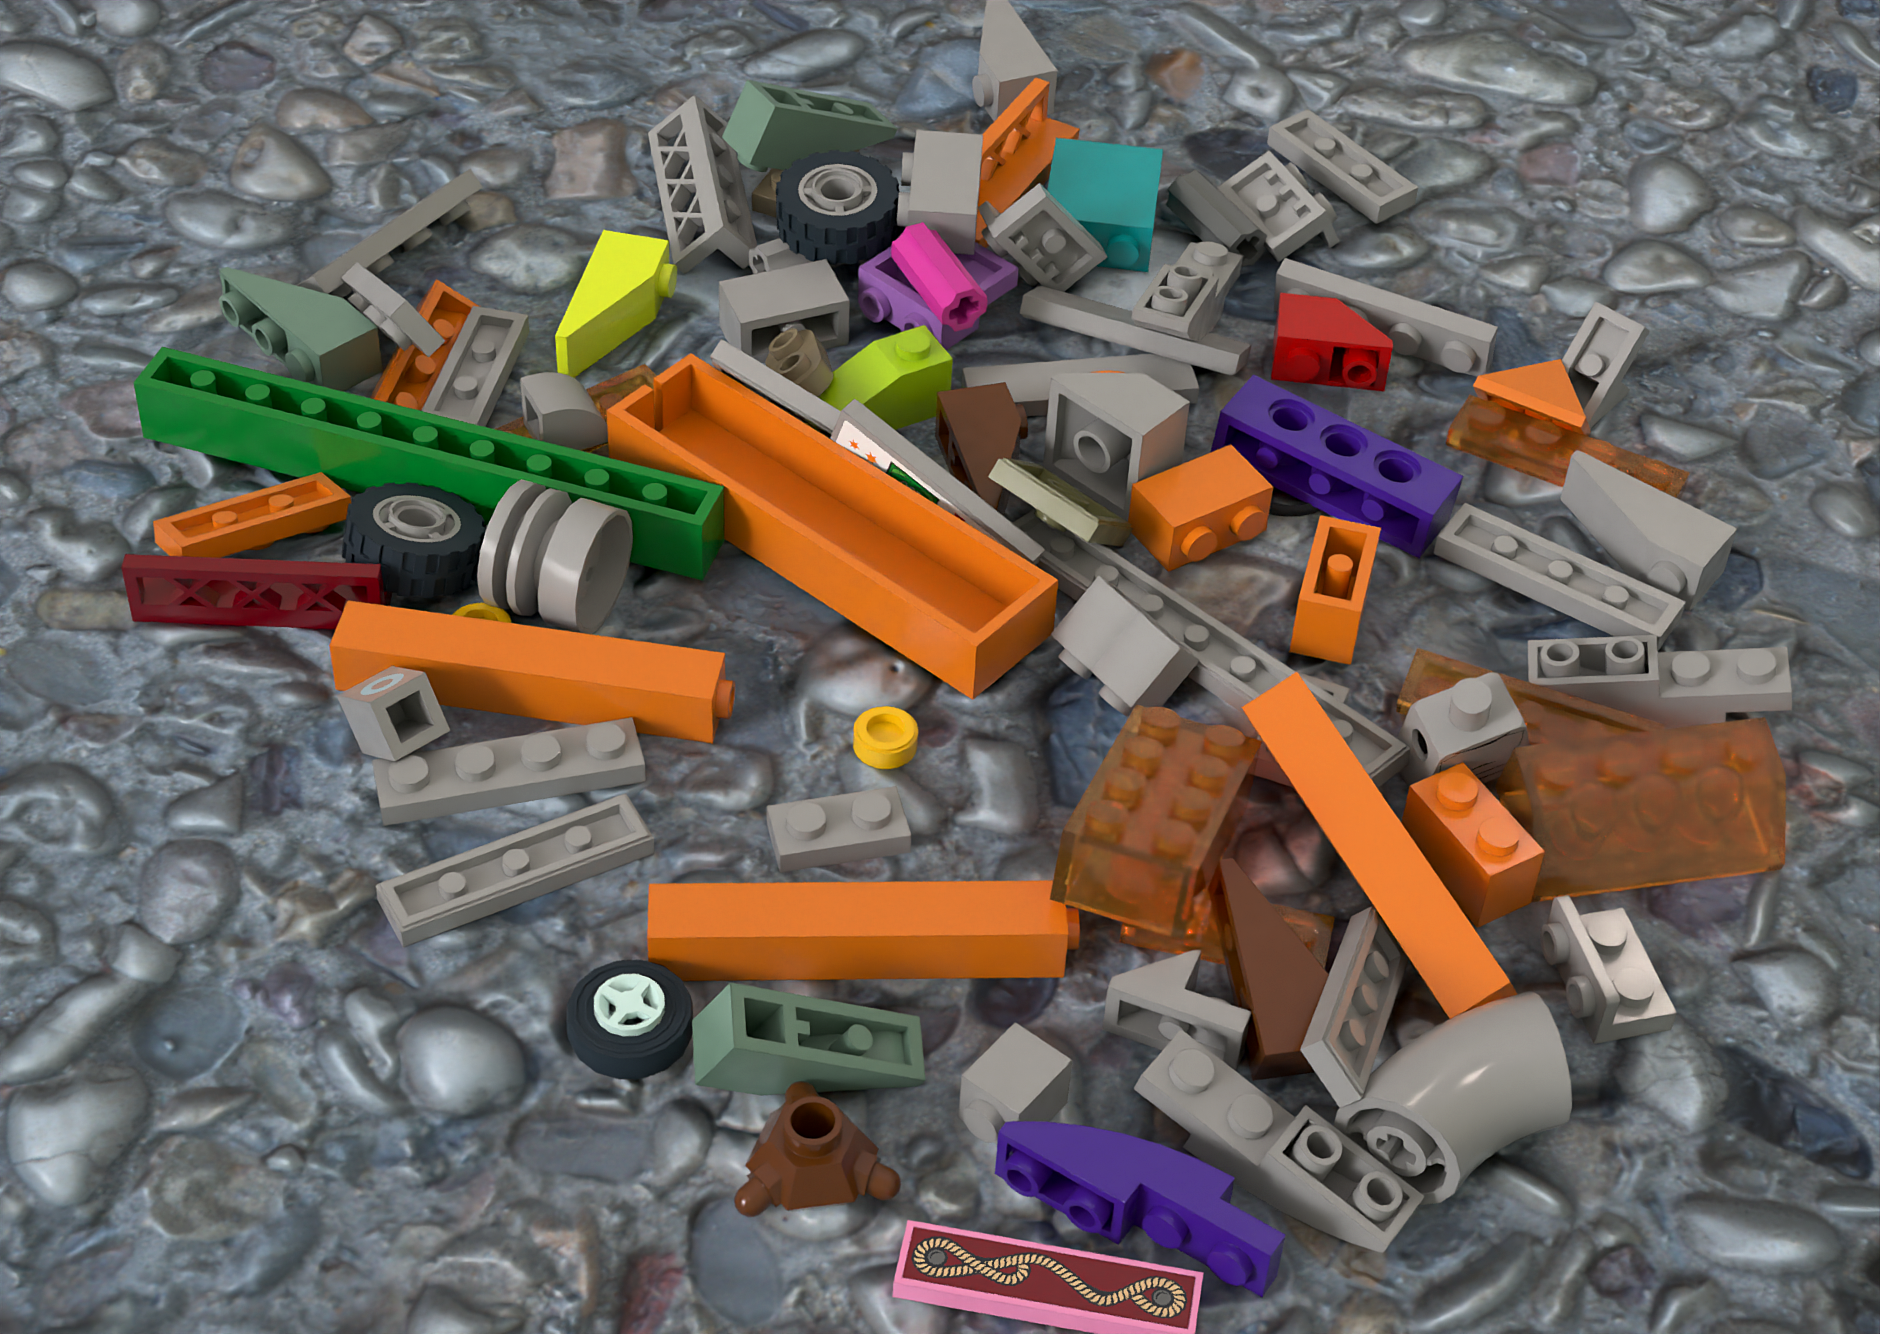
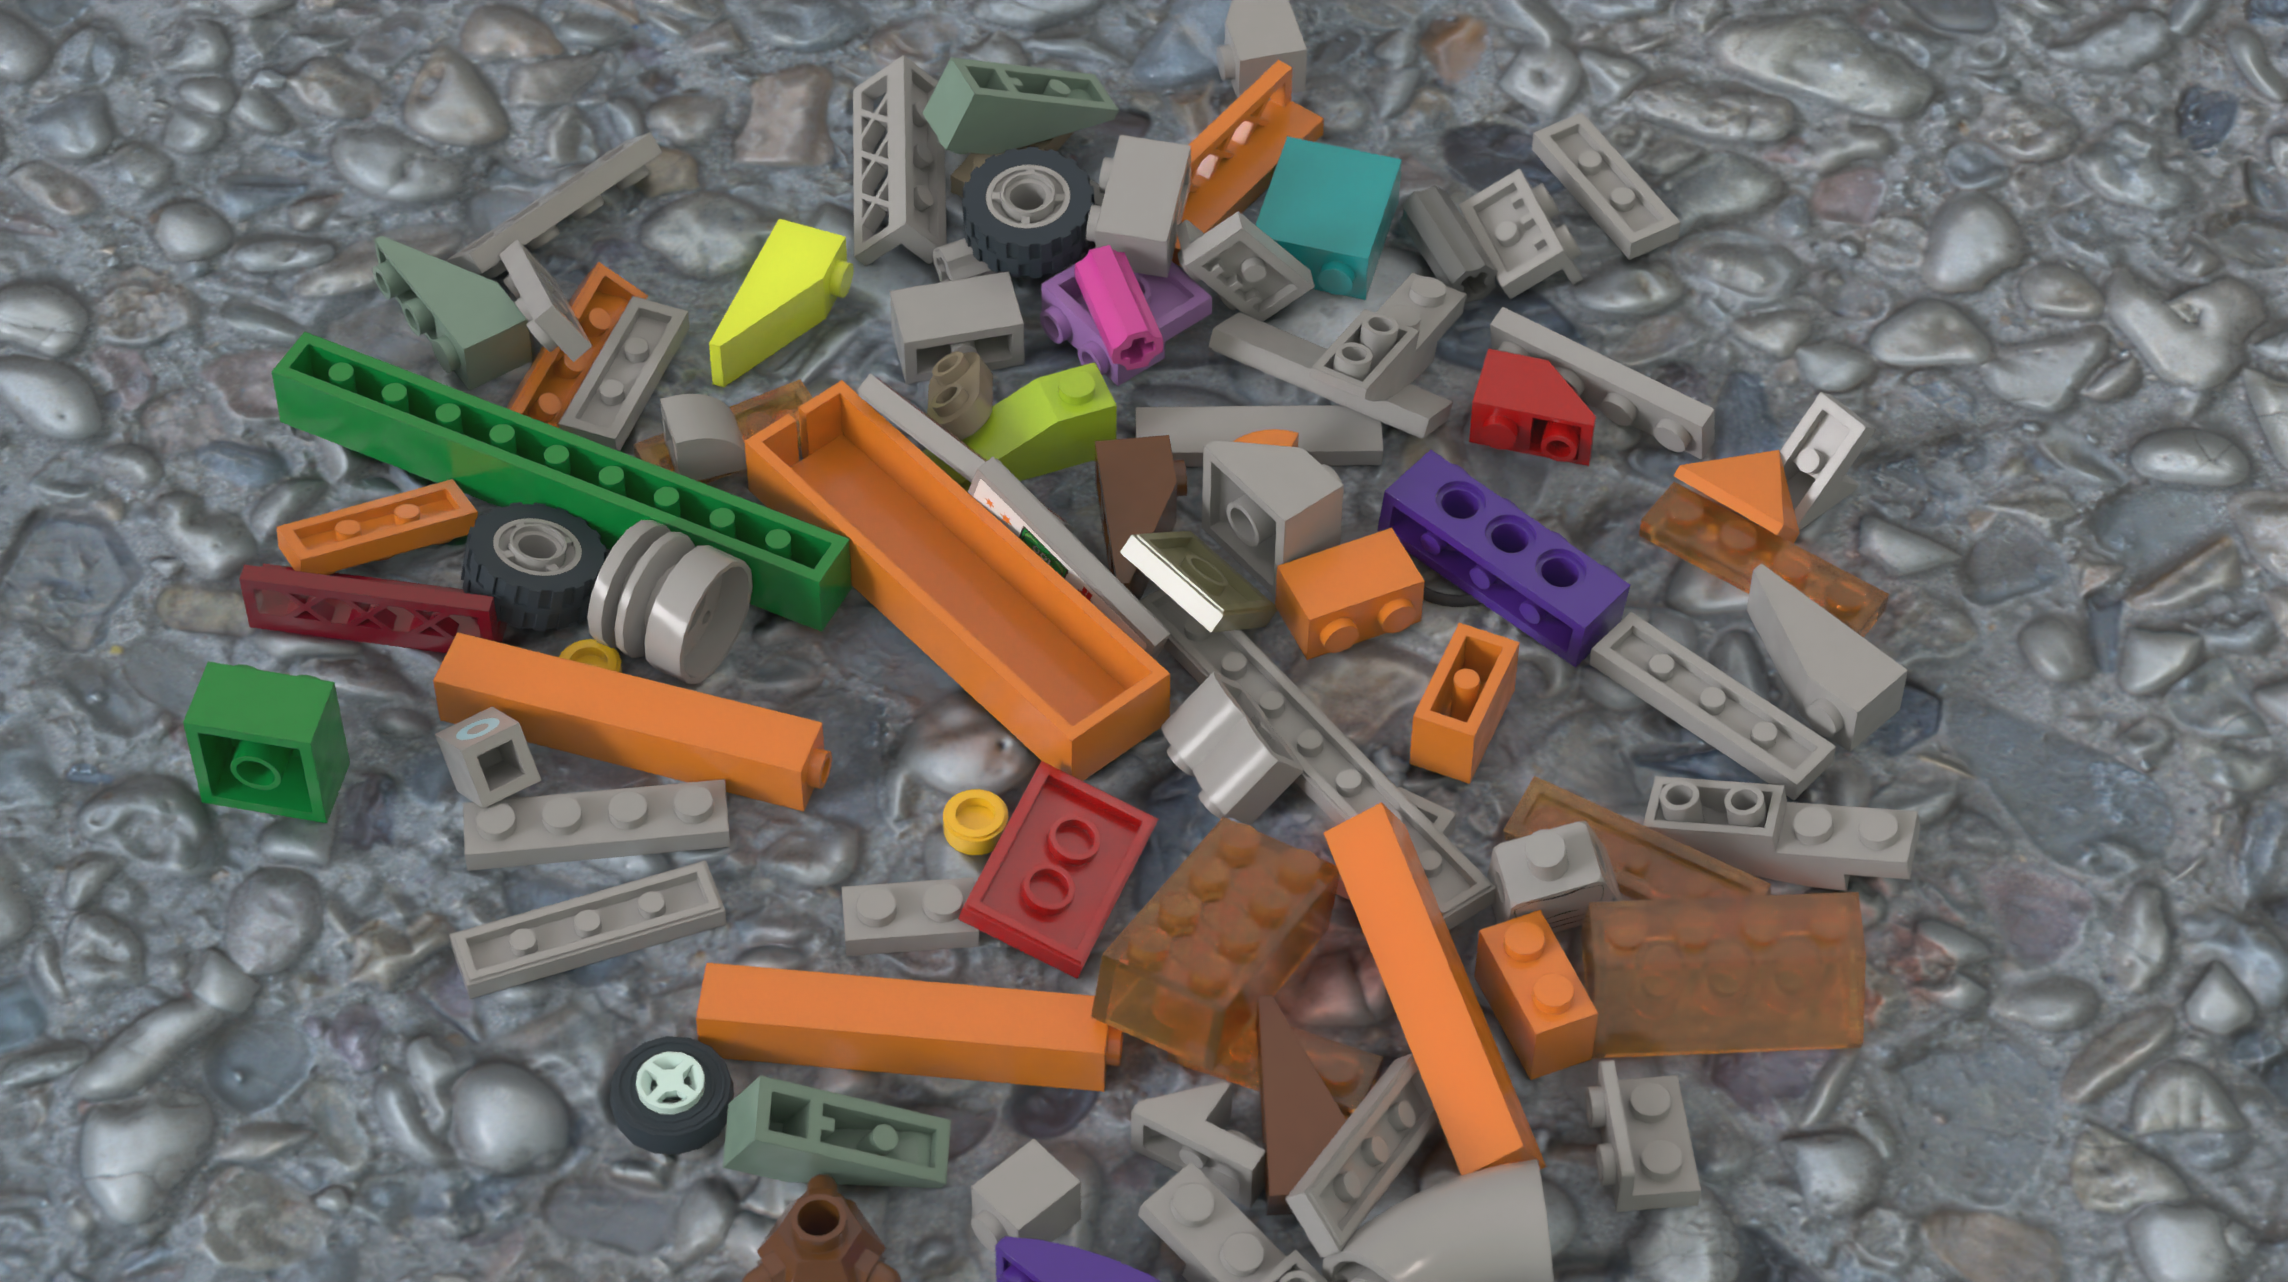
camera: 10 degrees right, 5 degrees up
(166, 714) = (267, 741): none -> green brick
(978, 773) = (1058, 869): none -> red tile

